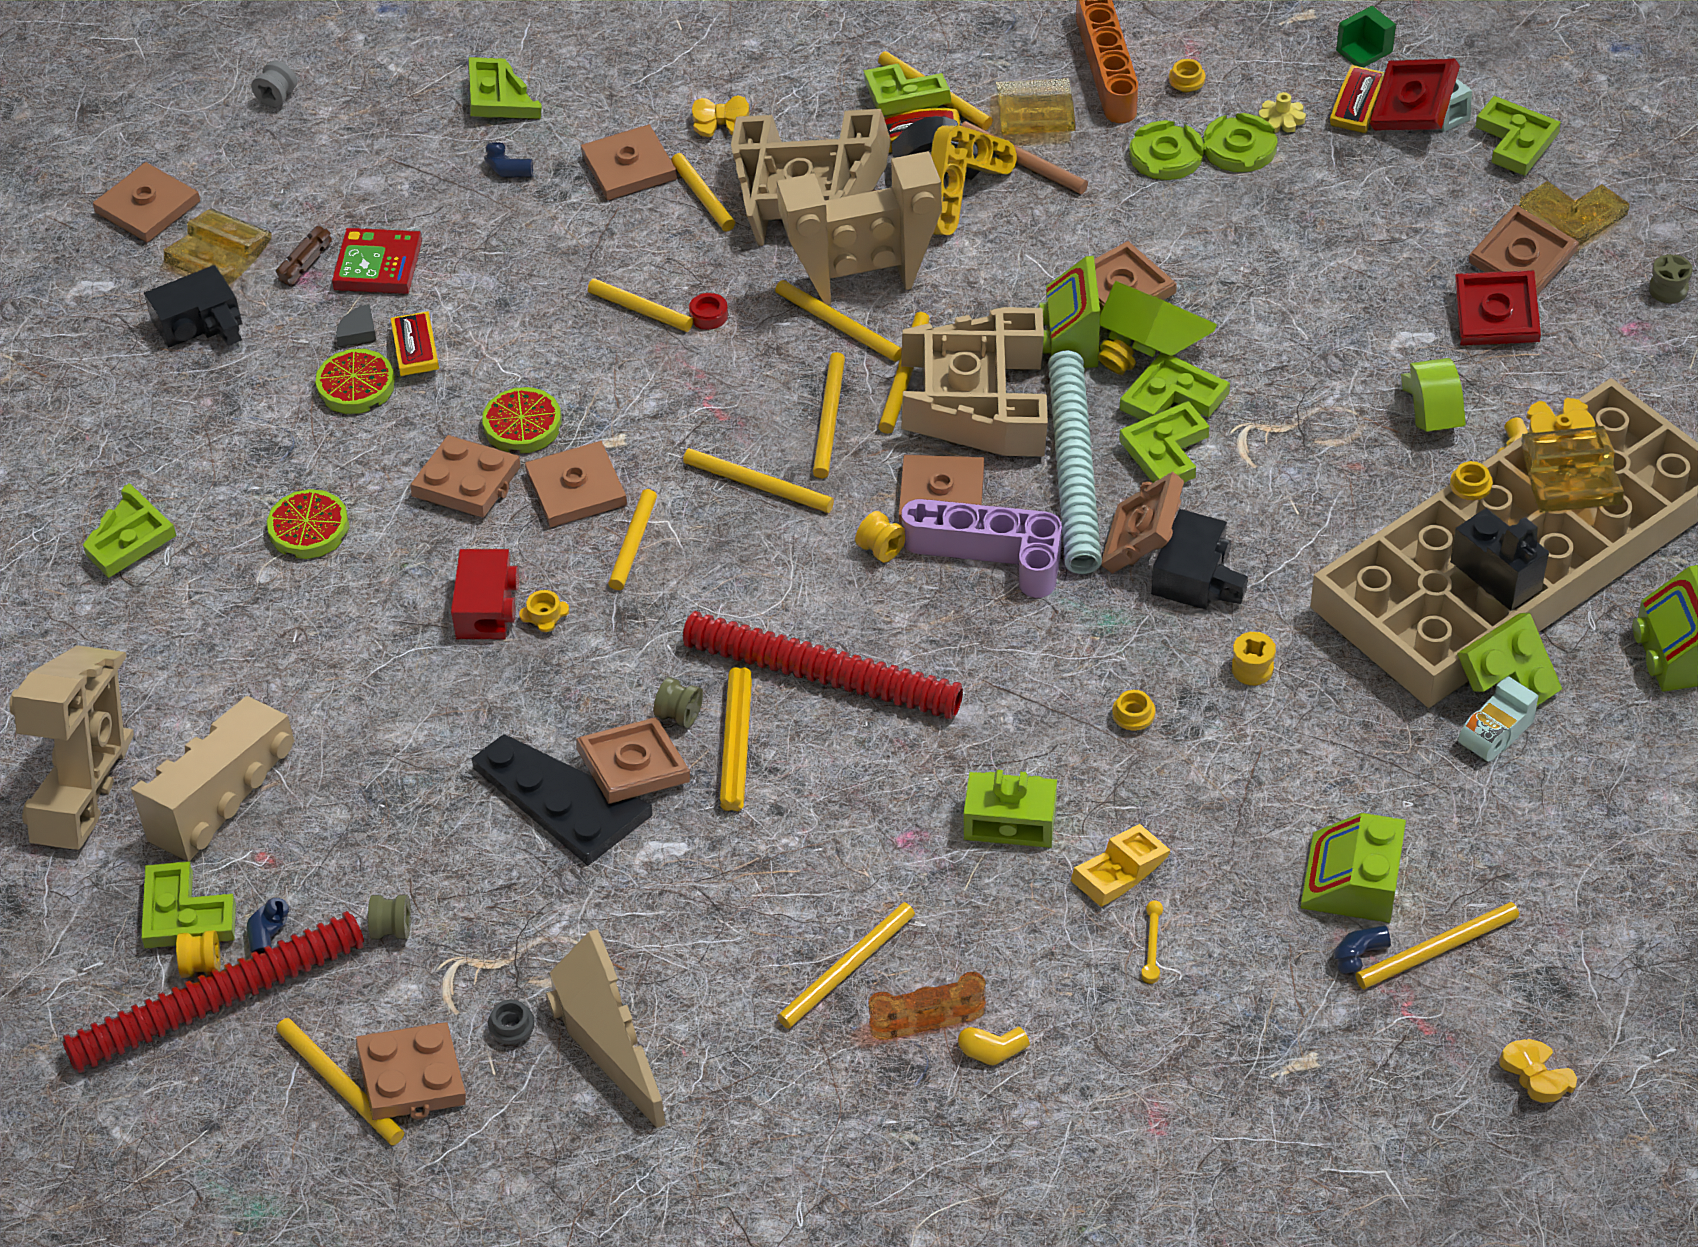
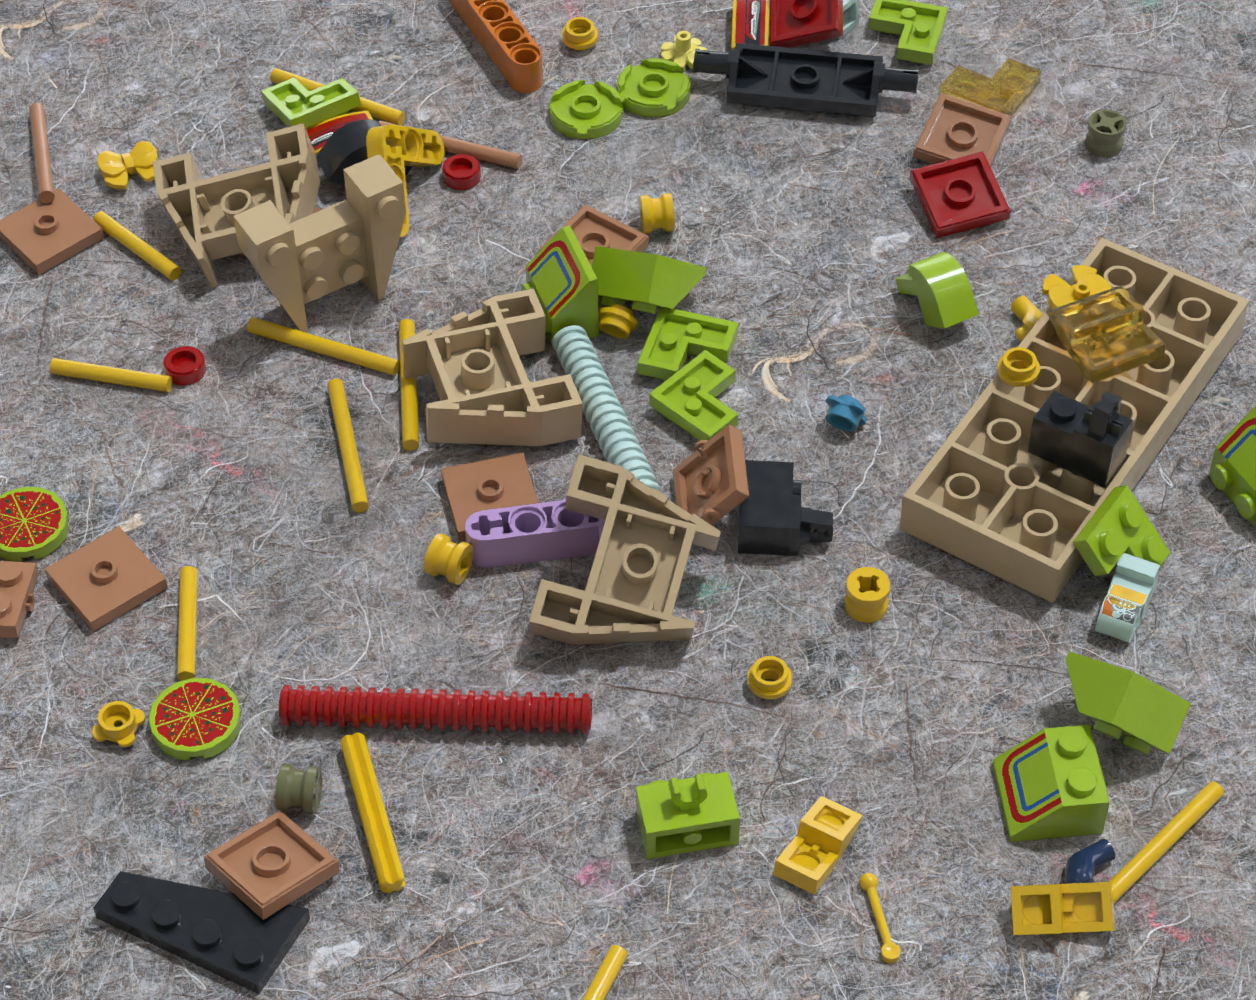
camera: 20 degrees left, 0 degrees up
(483, 594) = (47, 722): red brick -> none
(611, 622) = (195, 718): none -> tile
(645, 88) = (41, 153): none -> nougat bar
(758, 480) = (298, 529): yellow bar -> none
(1025, 186) = (461, 172): none -> red tile
(1035, 106) = (444, 92): clear yellow slope -> none
(1037, 581) = (634, 567): none -> tan wedge
(1193, 263) = (656, 213): none -> yellow wheel
(1299, 489) = (845, 412): none -> dark azure plate
(1320, 974) = (1062, 908): none -> yellow slope
(1389, 163) = (805, 78): none -> black plate
(1449, 811) = (1126, 704): none -> lime slope

